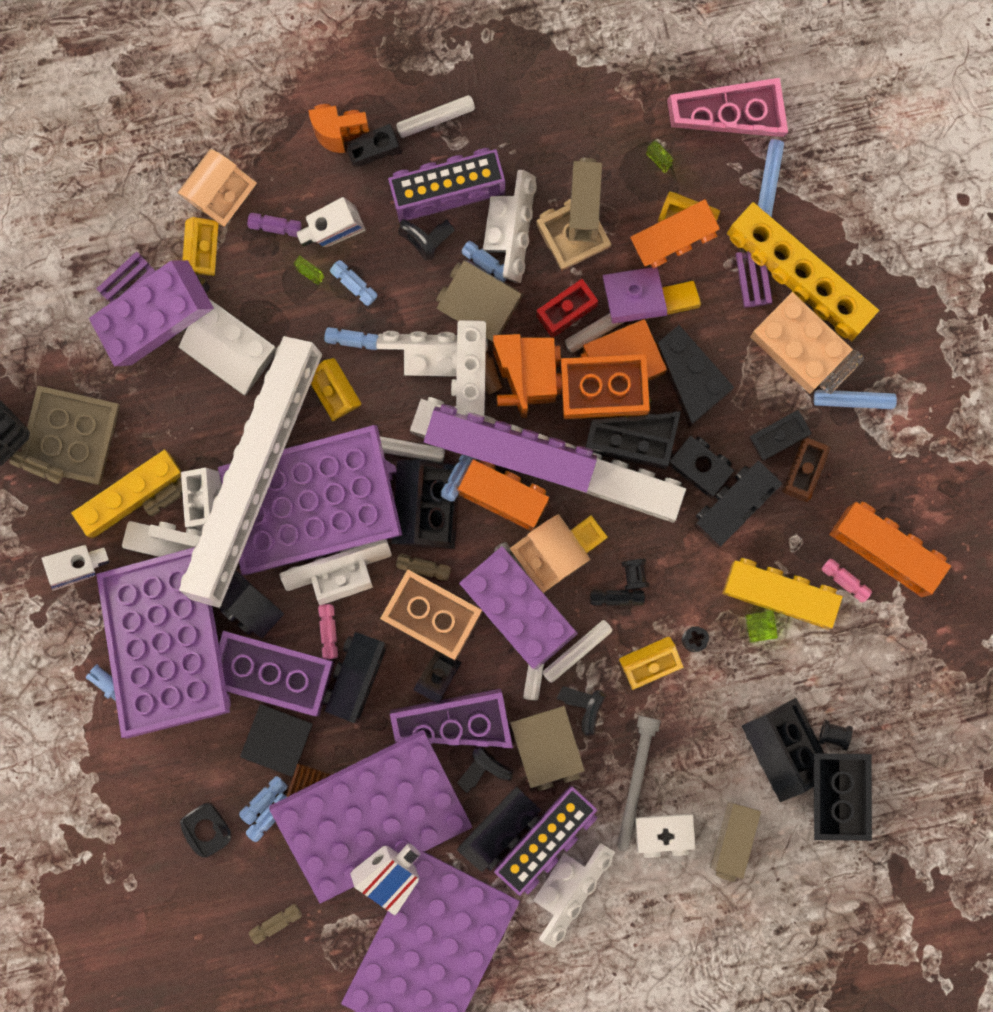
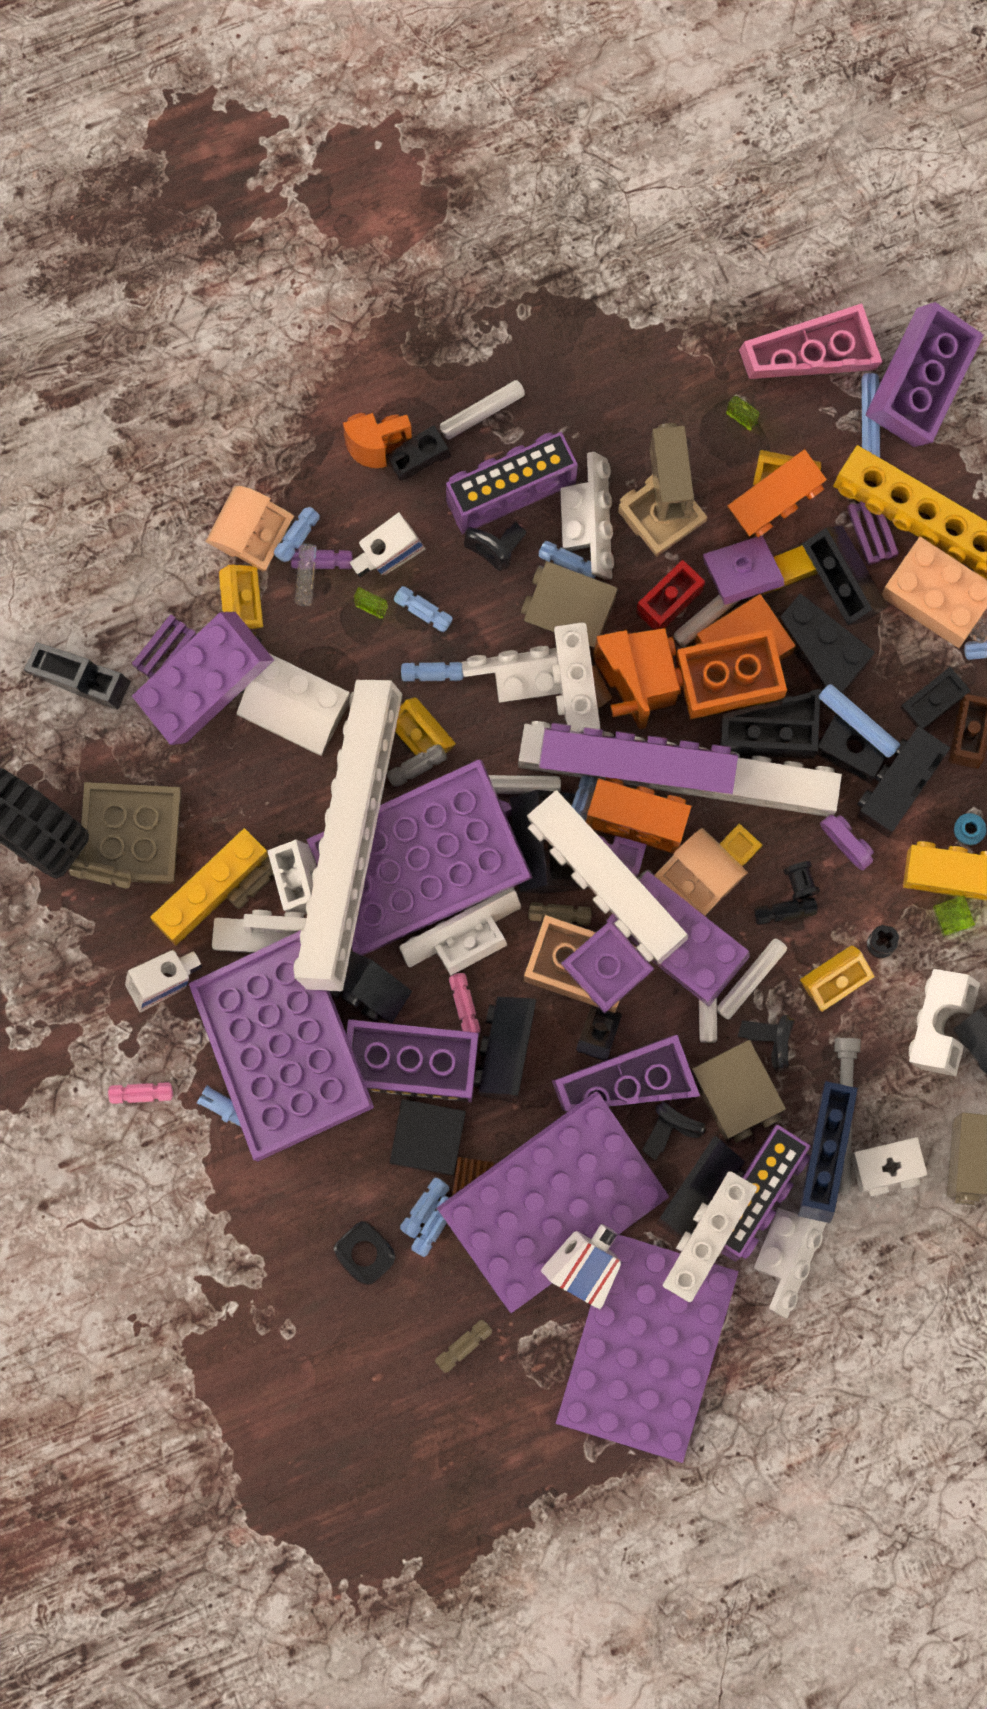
camera: 15 degrees left, 5 degrees down
(40, 660) = (140, 1093): none -> bright pink axle
(48, 291) = (77, 675): none -> black slope
(256, 199) = (296, 534): none -> light blue axle
(257, 236) = (305, 574): none -> clear axle
(323, 418) = (416, 765): none -> light grey axle
(451, 624) = (607, 966): none -> medium lavender plate
(464, 547) = (607, 877): none -> white brick
(485, 526) = (628, 852): none -> medium lavender plate
(495, 874) = (709, 1236): none -> white bracket
(612, 816) = (828, 1152): none -> dark blue brick
(675, 536) = (855, 850): none -> medium lavender plate
(709, 445) = (859, 720): none -> light blue axle
(721, 314) = (844, 575): none -> black brick
(739, 696) = (945, 996): none -> white arch
(780, 554) = (966, 838): none -> dark azure plate
(823, 149) = (924, 374): none -> medium lavender brick

